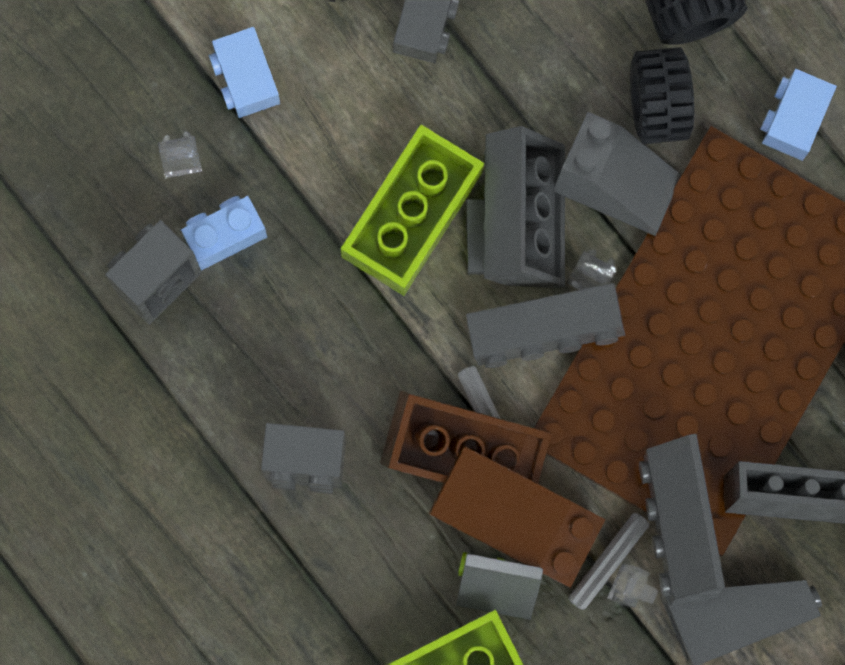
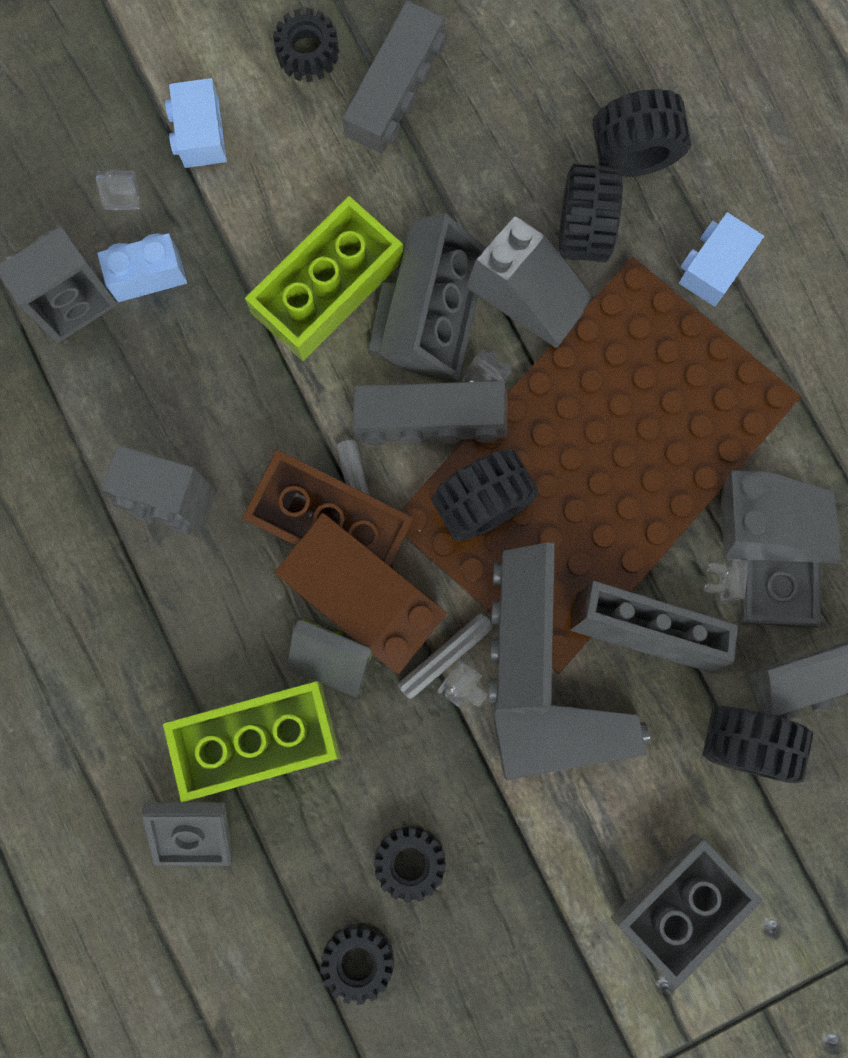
camera: 20 degrees right, 0 degrees up
(619, 399) = (484, 494): none -> black tyre

